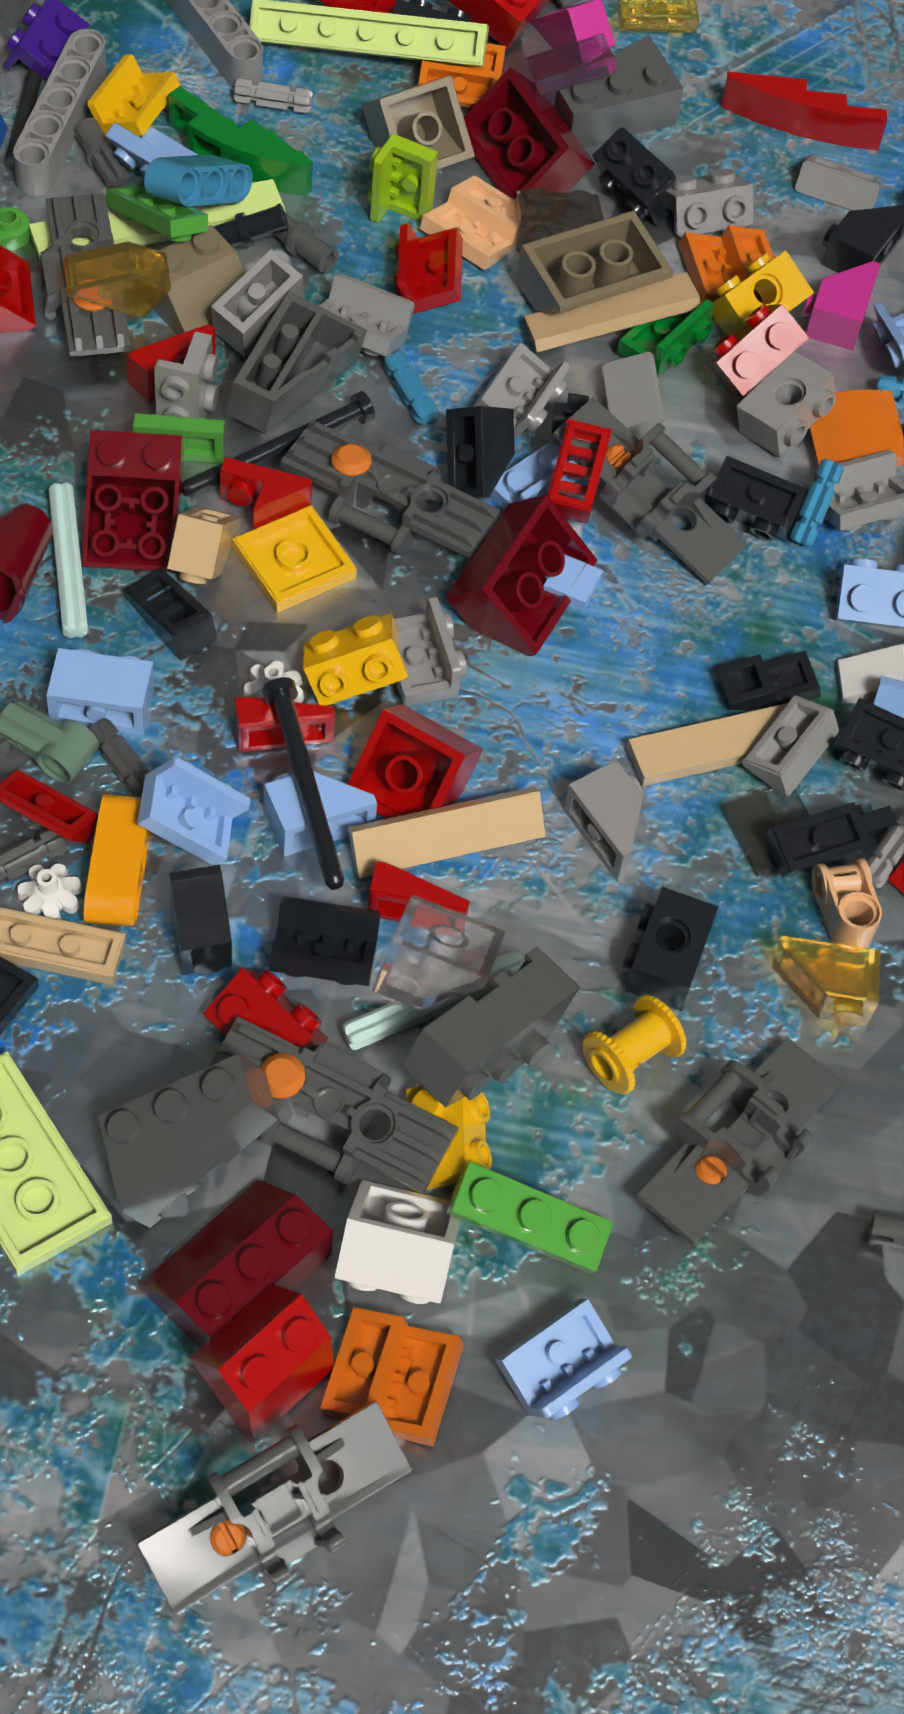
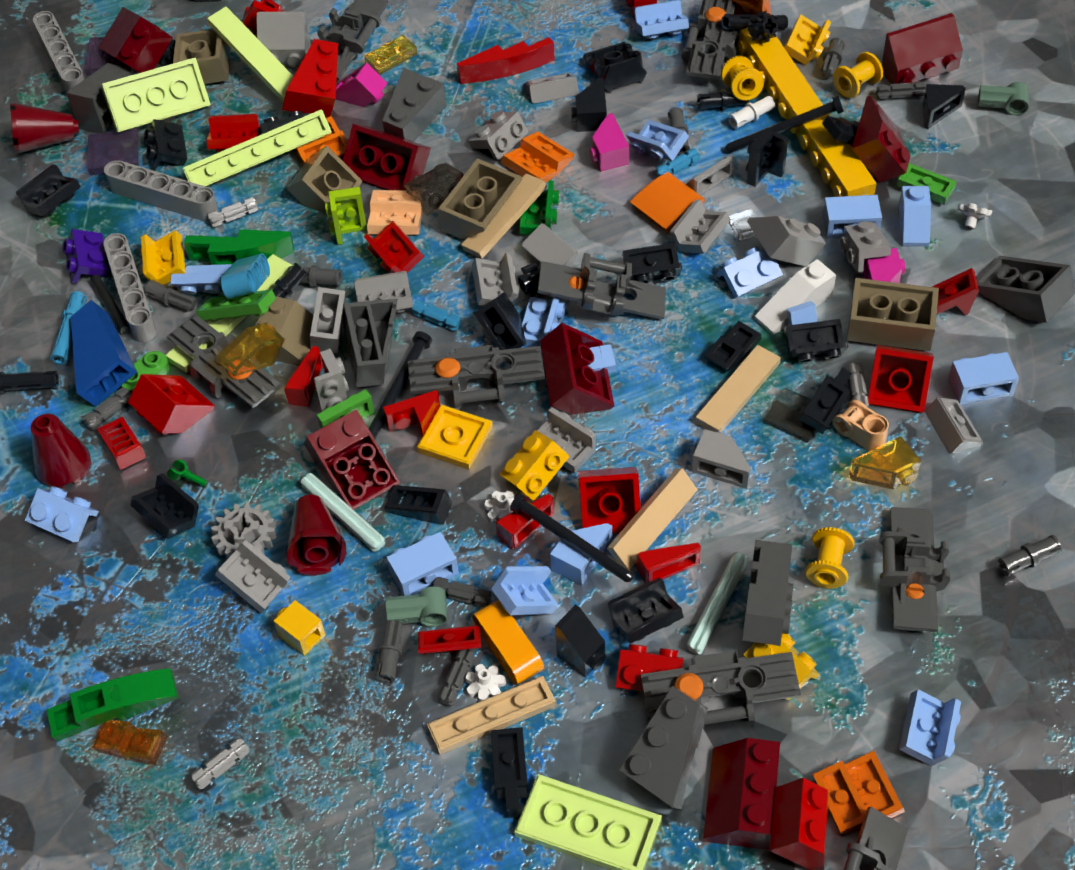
camera: 25 degrees left, 5 degrees down
(202, 543) = (406, 458): tan slope -> none
(398, 1243) = (808, 727): white slope -> none
(436, 956) = (707, 579): clear slope -> none
(529, 1217) = (856, 671): bright green plate -> none
(570, 507) = (581, 317): red slope -> none
(571, 64) = (379, 104): clear purple tile -> none
(635, 174) = (456, 141): black bracket -> none
(672, 921) = (798, 487): black brick -> none
(756, 349) = (593, 190): brick -> none
(774, 279) = (570, 164): yellow brick -> none
(787, 403) = (627, 194): light grey brick -> none
(792, 744) = (772, 368): light grey slope -> none
(817, 502) = (683, 245): dark azure axle -> none

